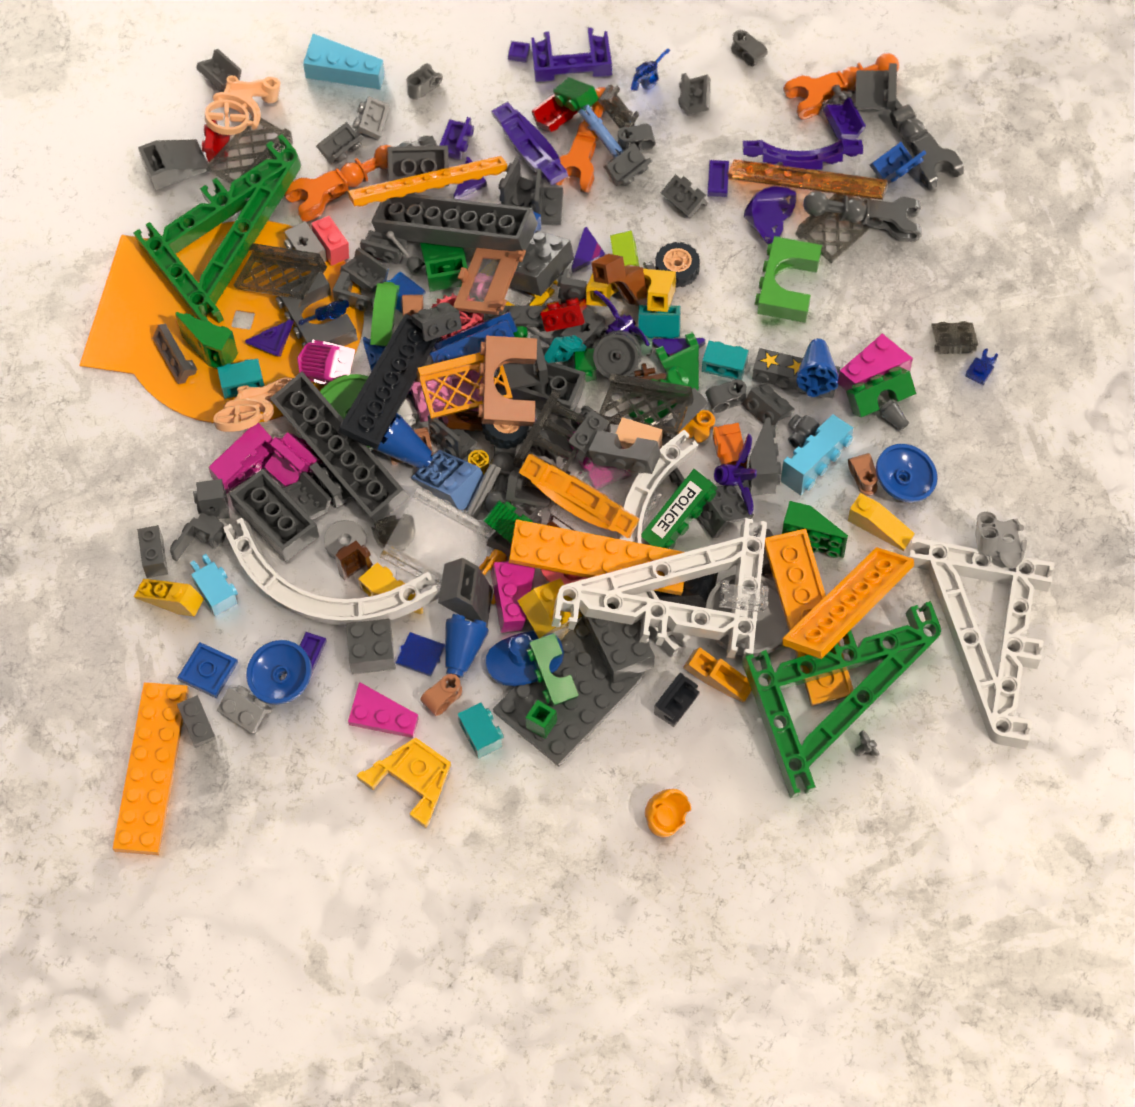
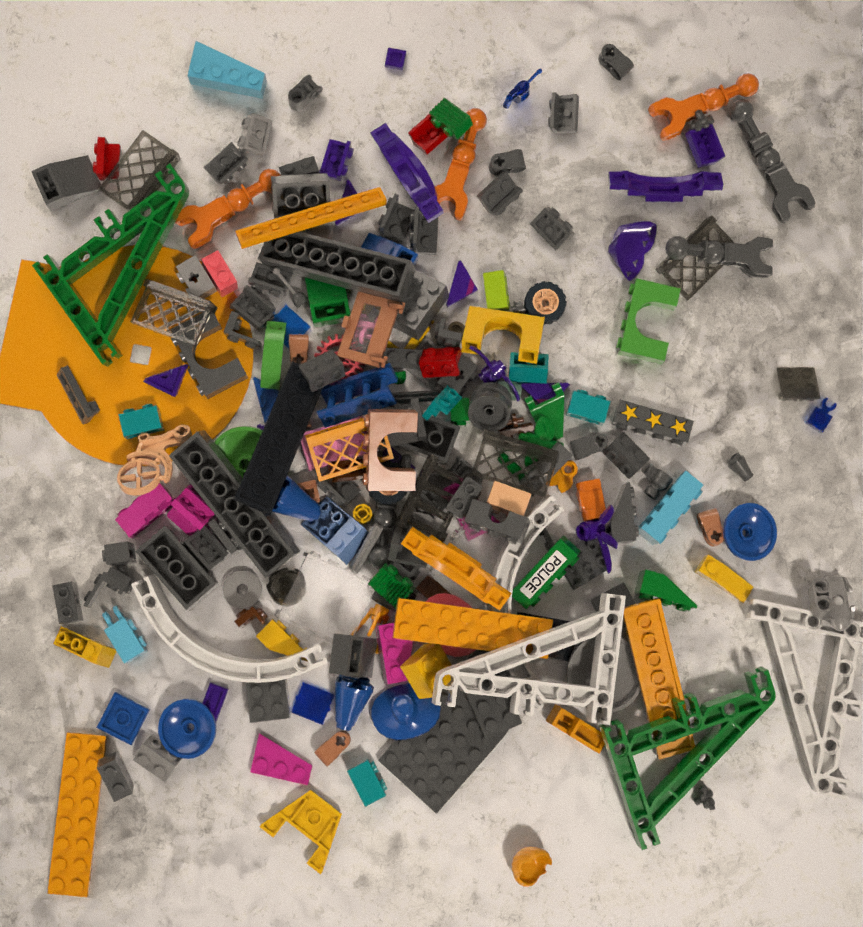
camera: 10 degrees left, 20 degrees up
(211, 342) = (115, 391): green slope -> none
(218, 69) = (107, 78): dark grey bracket -> none
(239, 97) = (128, 110): light nougat piece -> none
(325, 361) = (219, 410): dark pink piece -> none
(331, 311) = (221, 354): clear blue piece -> none
(541, 719) = (421, 781): green brick -> none
(556, 689) = (436, 749): arch -> none
(596, 61) = (425, 78): dark purple wedge -> none
(600, 130) = (470, 154): medium blue pin -> none
(616, 108) = (491, 131): clear smoke hinge -> none
(627, 279) = (488, 327): dark orange arch -> none
(676, 700) = (539, 753): black hinge -> none
(718, 178) = (584, 206): dark purple tile -> none
(743, 597) = (604, 673): clear hinge -> none
(808, 179) = (670, 217): clear orange plate -> none
(817, 370) = (674, 428): blue cone -> none
(848, 603) = (695, 672): light orange plate -> none
(864, 396) = (716, 449): green arch -> none
(874, 360) = (724, 415): dark pink wedge -> none
(876, 88) = (738, 118): dark grey bracket -> none
(895, 163) = (753, 197): blue bracket -> none

